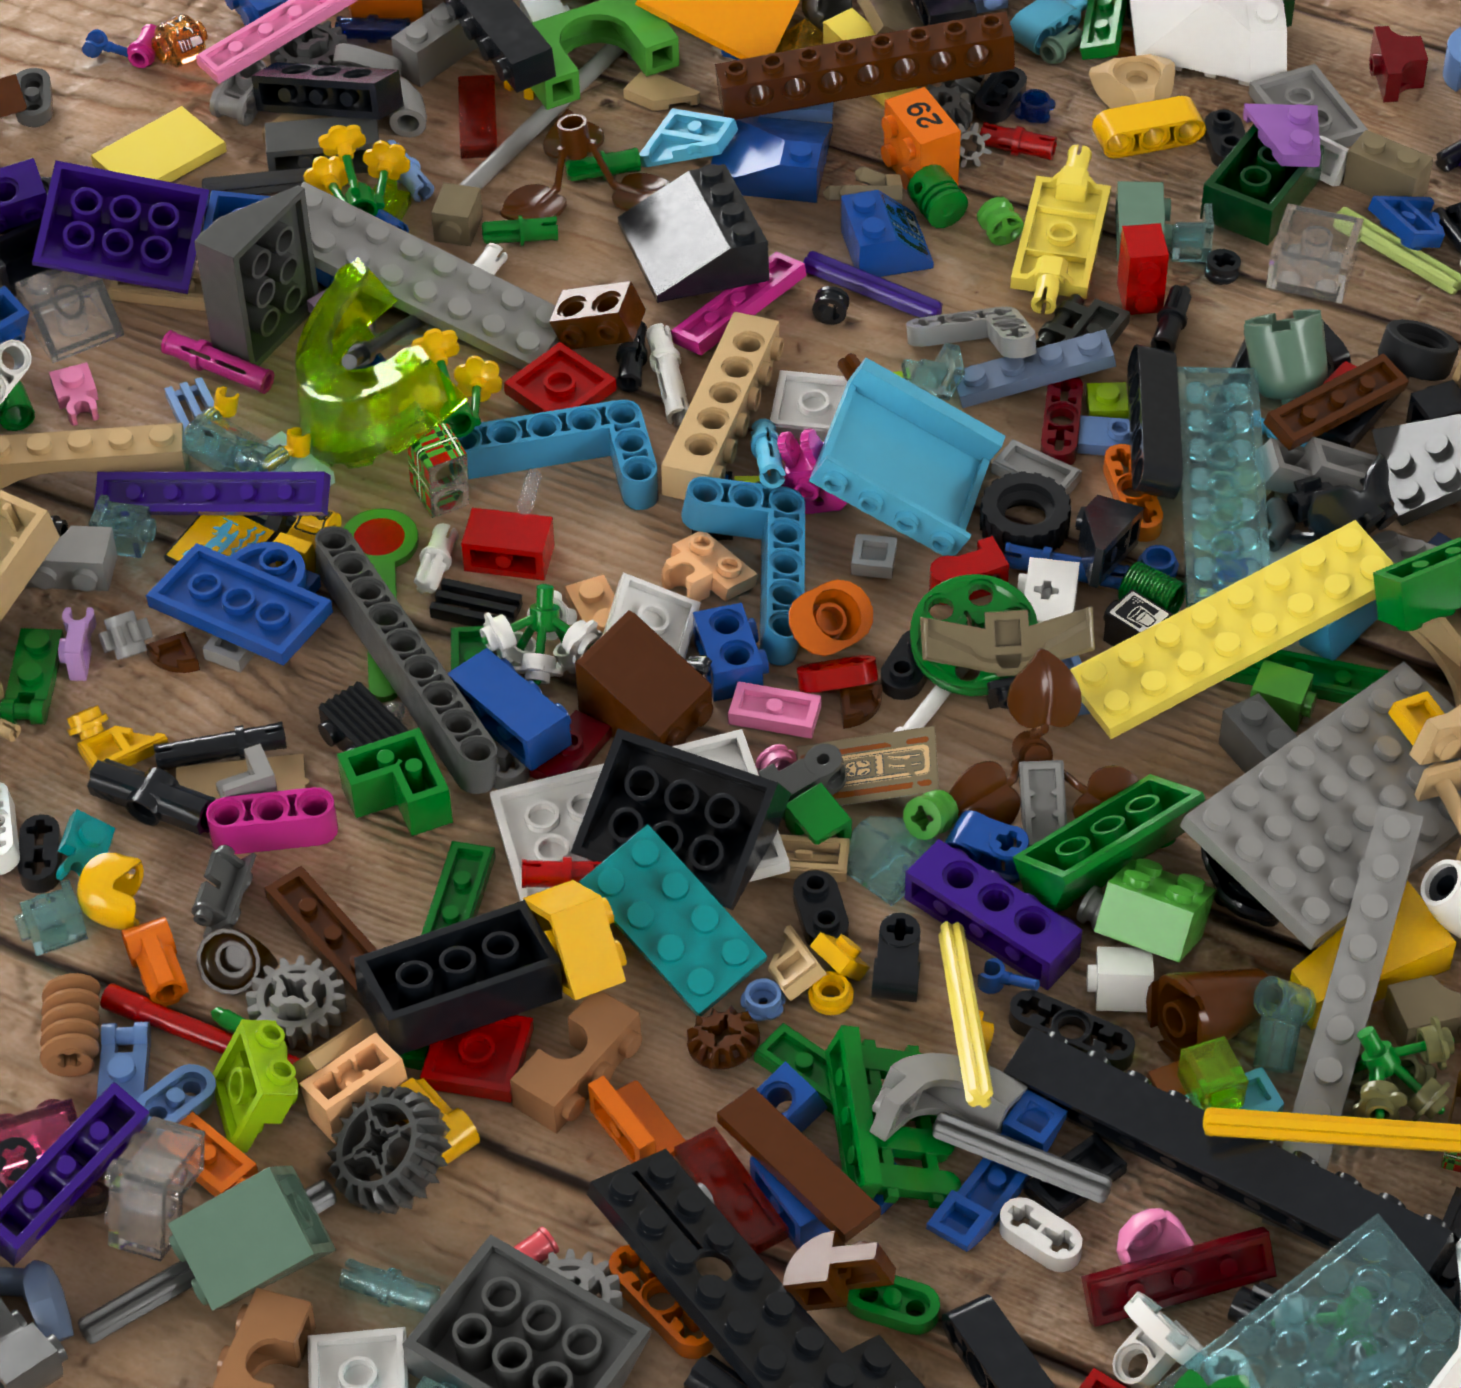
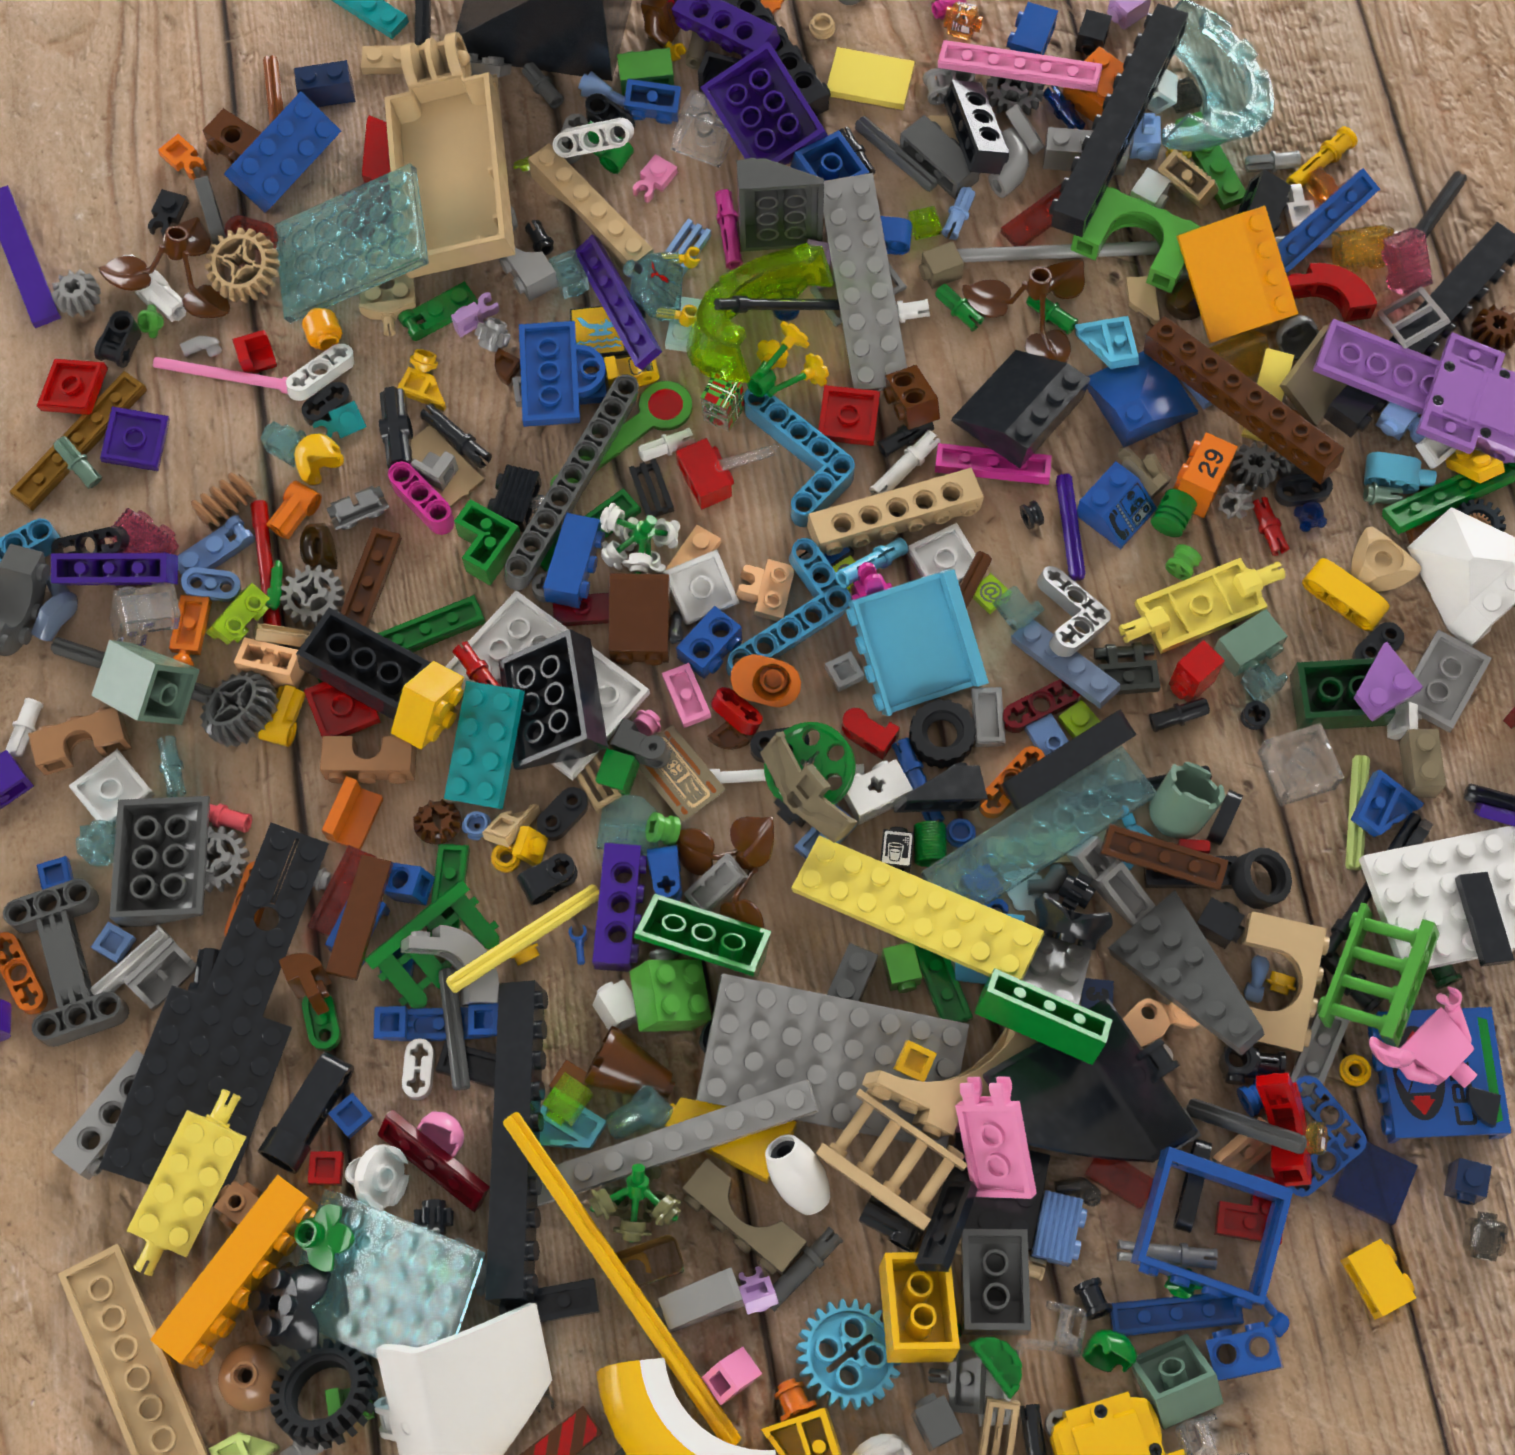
camera: 55 degrees right, 20 degrees up
(47, 151) = (822, 26): none -> tan plate
(331, 174) = (915, 178): yellow plant -> none
(695, 62) = (1182, 301): none -> dark brown piece
(1050, 1336) = (350, 1115): none -> blue plate
(1064, 1014) = (558, 979): black beam -> none

